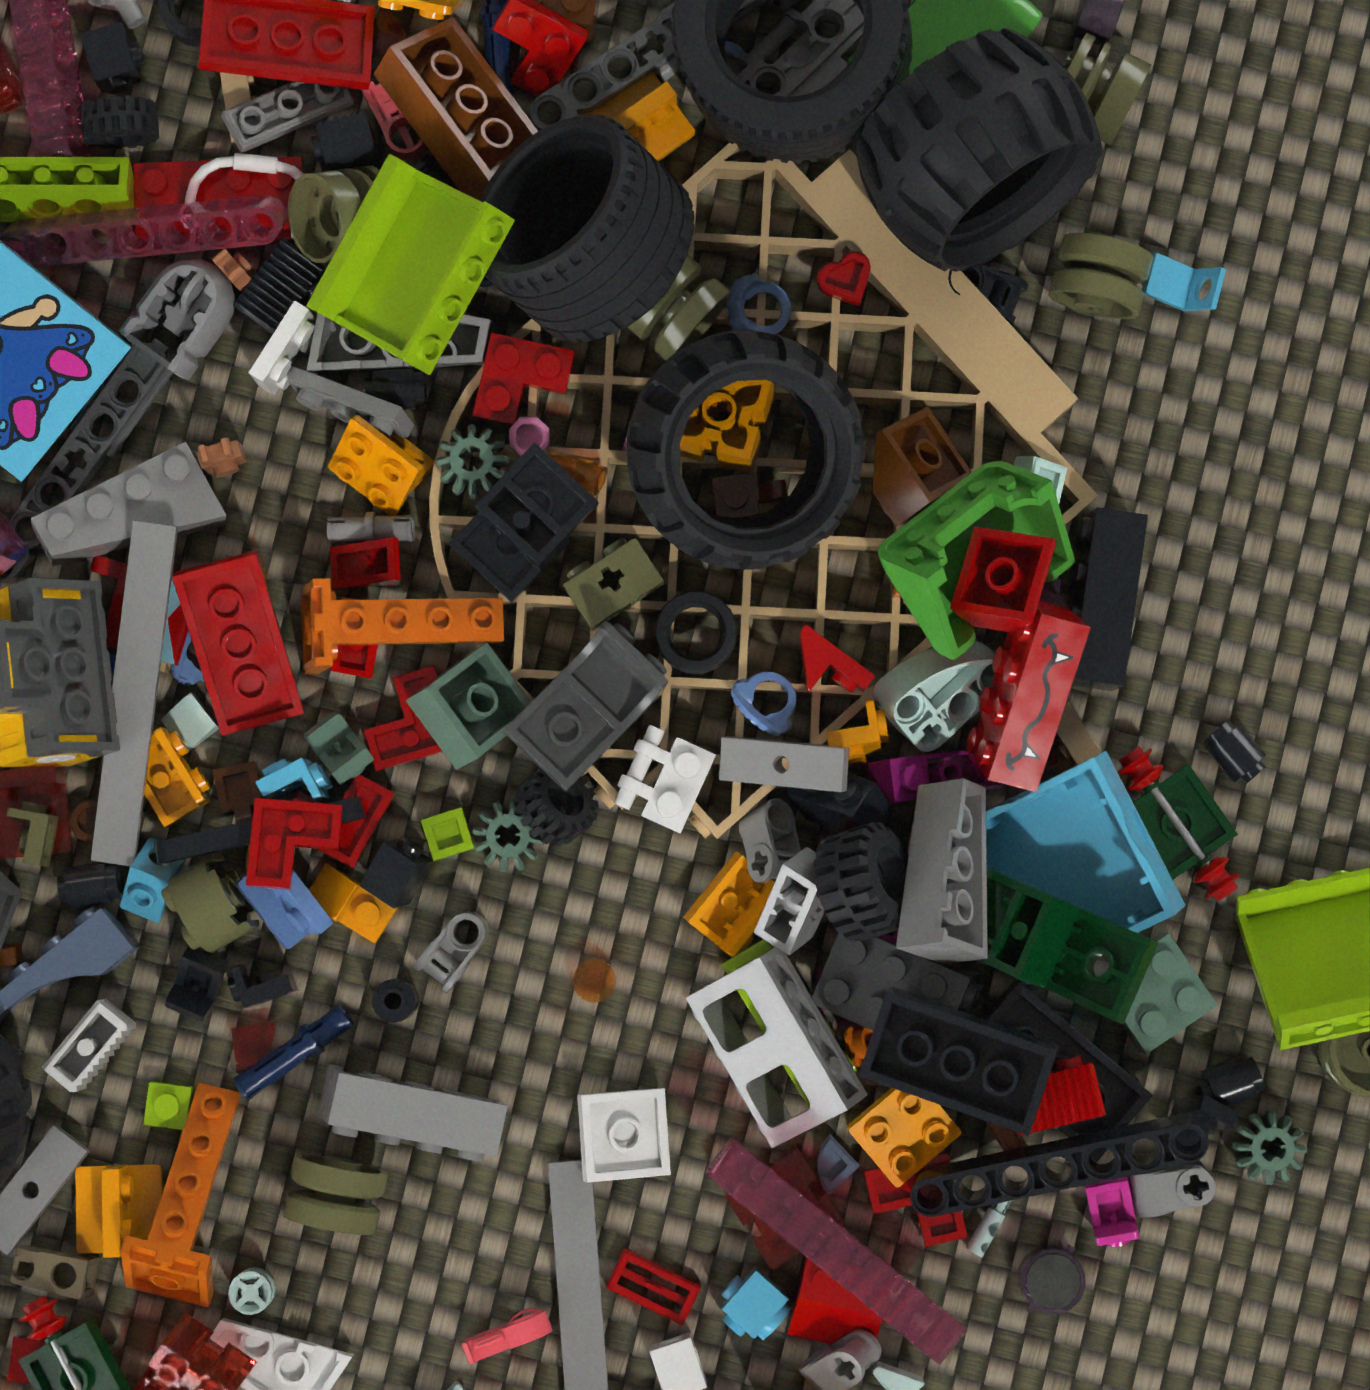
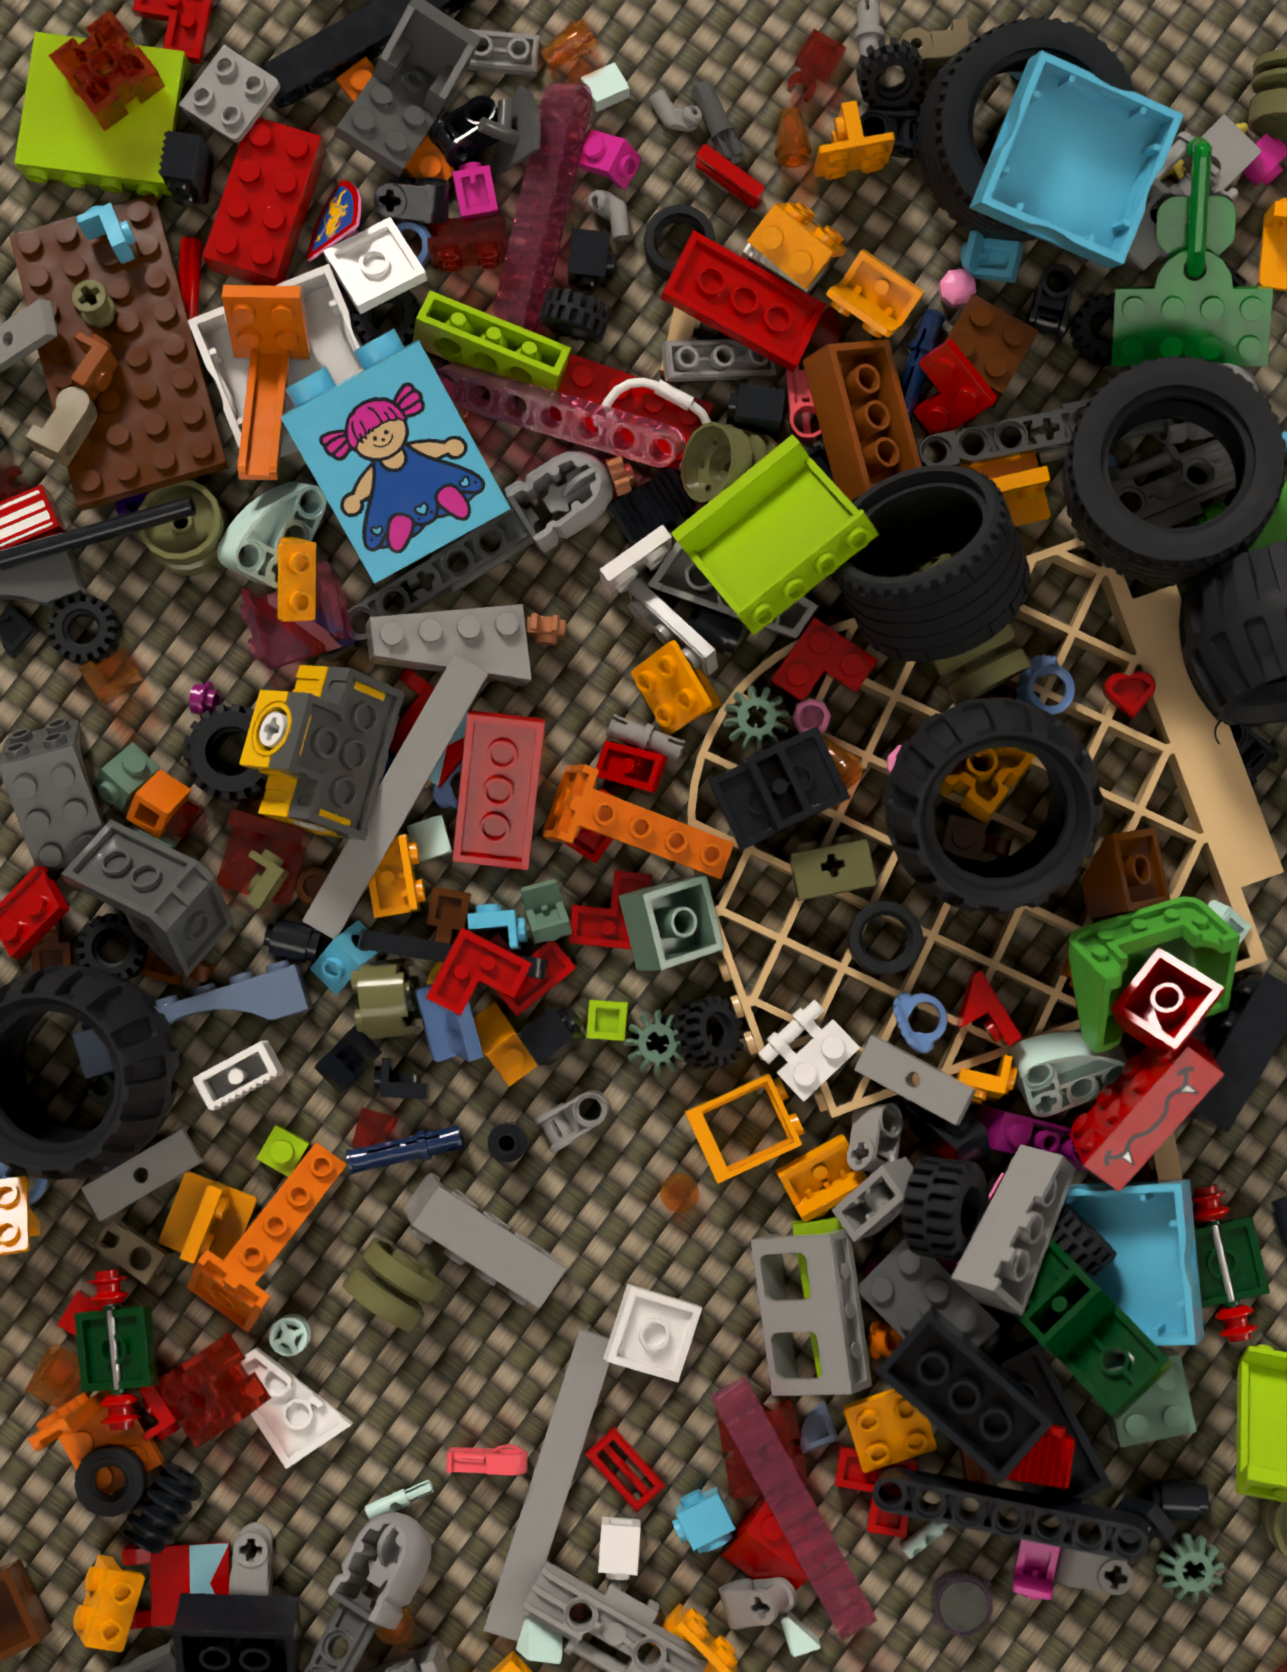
camera: 20 degrees right, 0 degrees up
(588, 705) = (771, 963): dark grey bracket -> none
(600, 916) = (790, 1125): none -> light orange window
(1021, 859) = (1082, 1242): none -> black tyre

